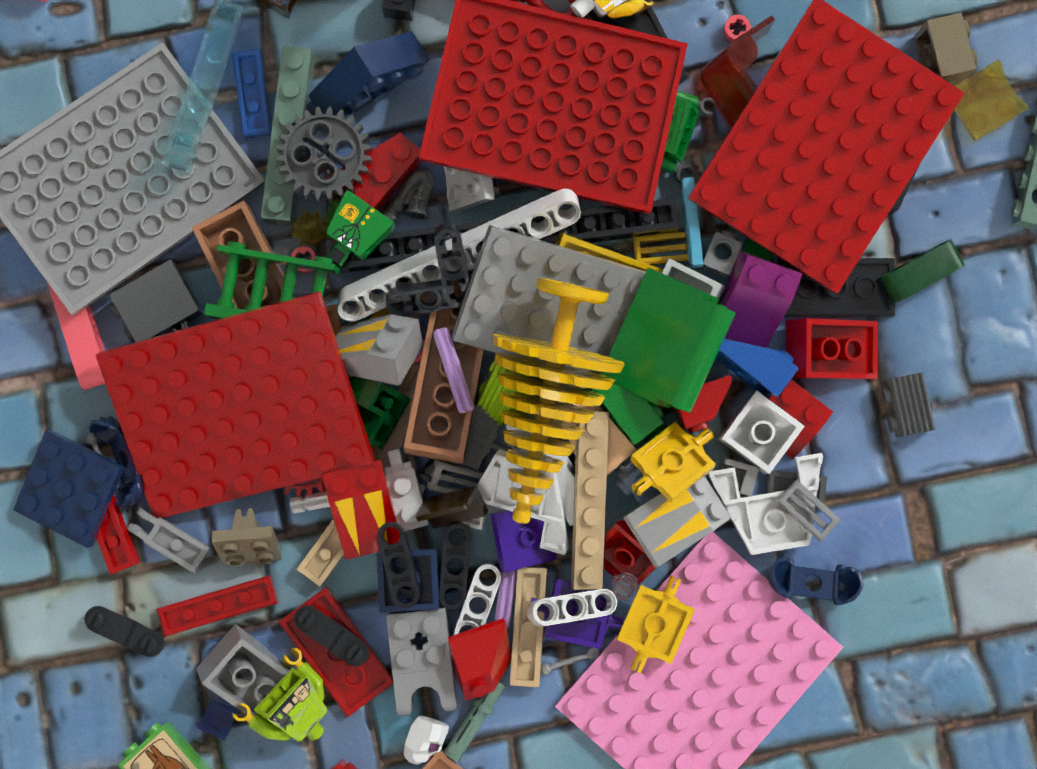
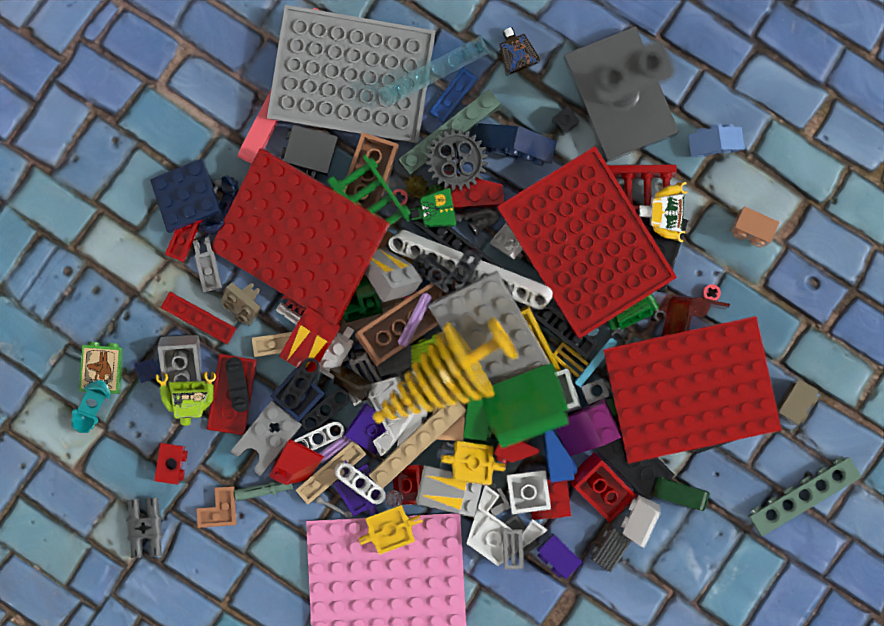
camera: 45 degrees right, 0 degrees up
(124, 631) = (144, 286): black piece -> none
(424, 739) = (231, 475): white rock -> none
(837, 586) = (492, 598): dark blue piece -> none
(864, 467) = (559, 556): none -> dark purple brick
(911, 341) = (640, 520): none -> white slope
(988, 101) = (794, 445): clear yellow piece -> none

